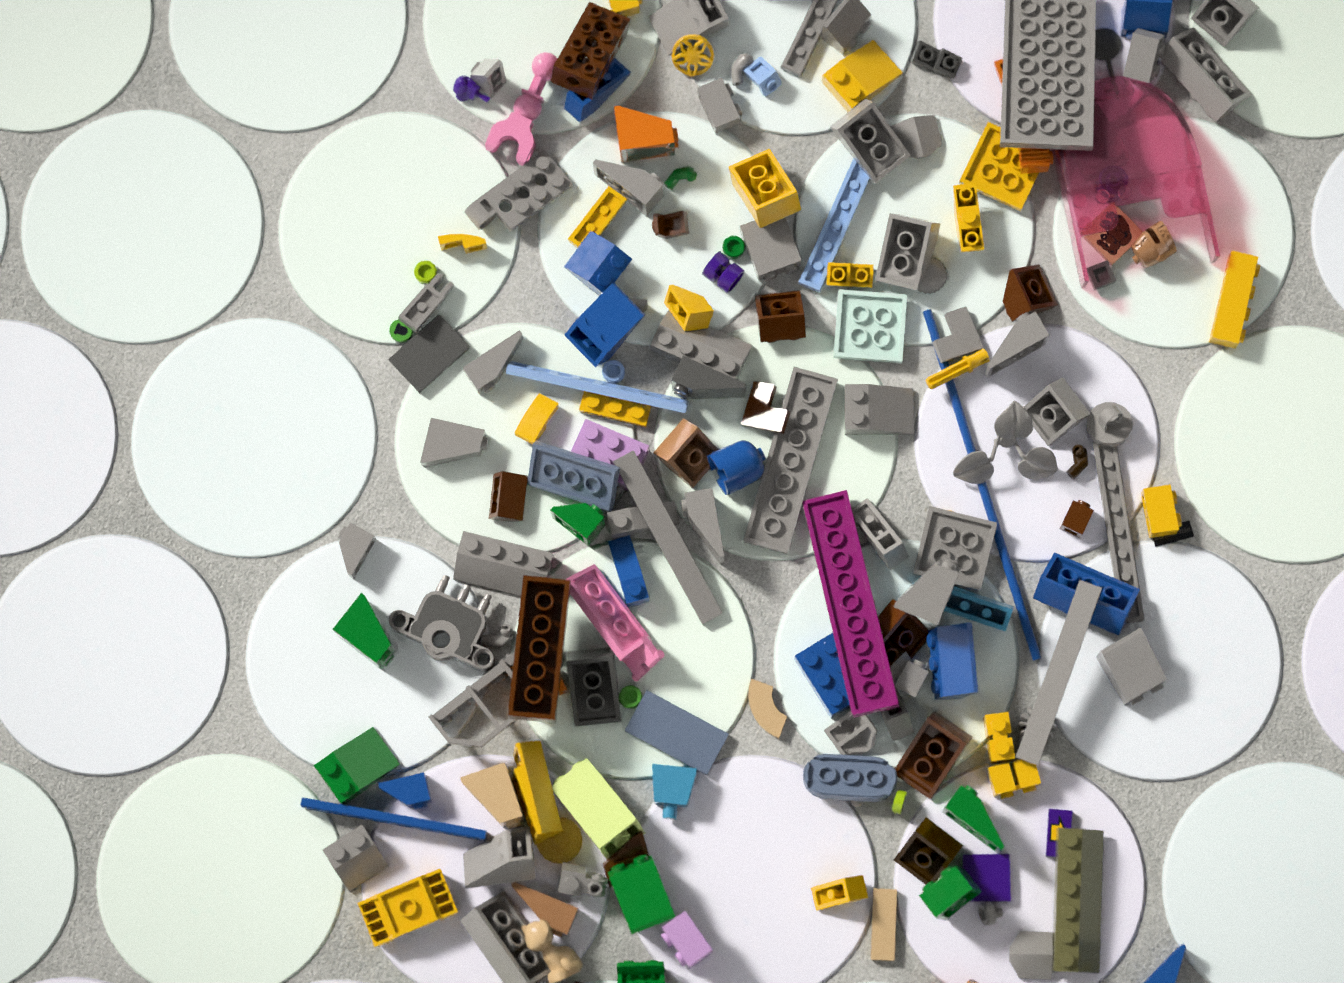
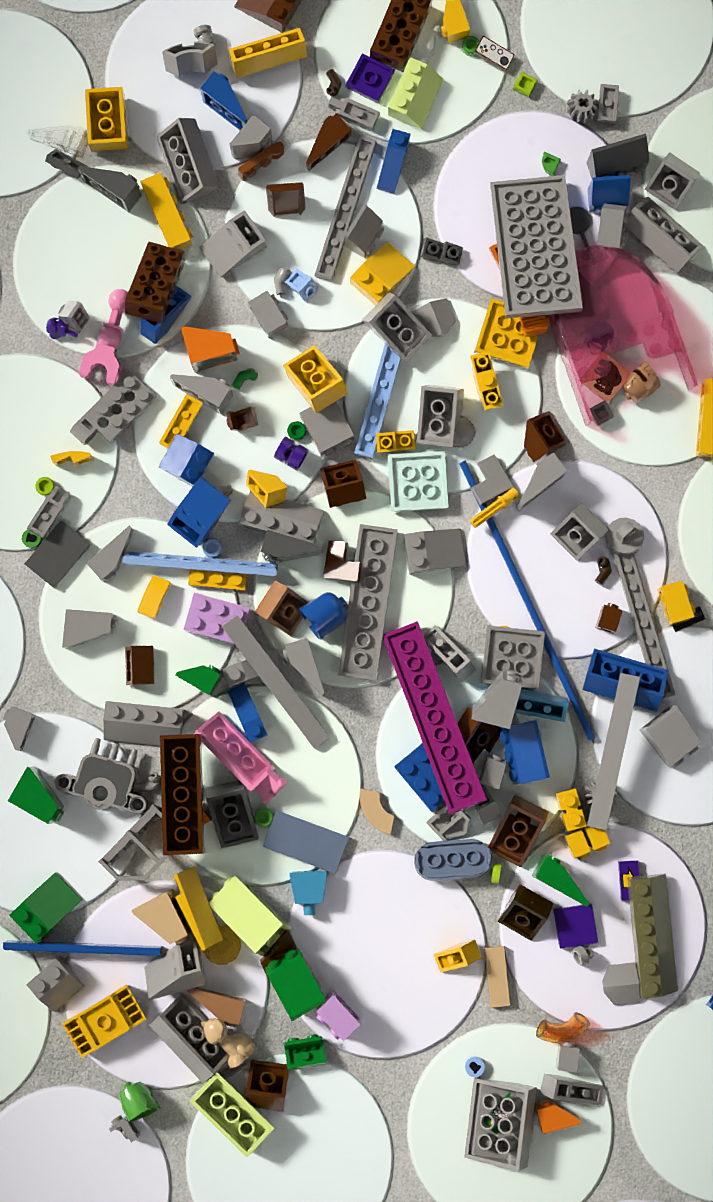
camera: 15 degrees left, 5 degrees up
(409, 790) = (92, 922): blue slope -> none
(573, 476) = (190, 641): sand blue tile -> none
(575, 881) = (239, 979): light grey brick -> none
(692, 55) = (240, 274): yellow wheel -> none
(949, 892) = (549, 946): green brick -> none
(1009, 425) = (548, 550): light grey plant -> none

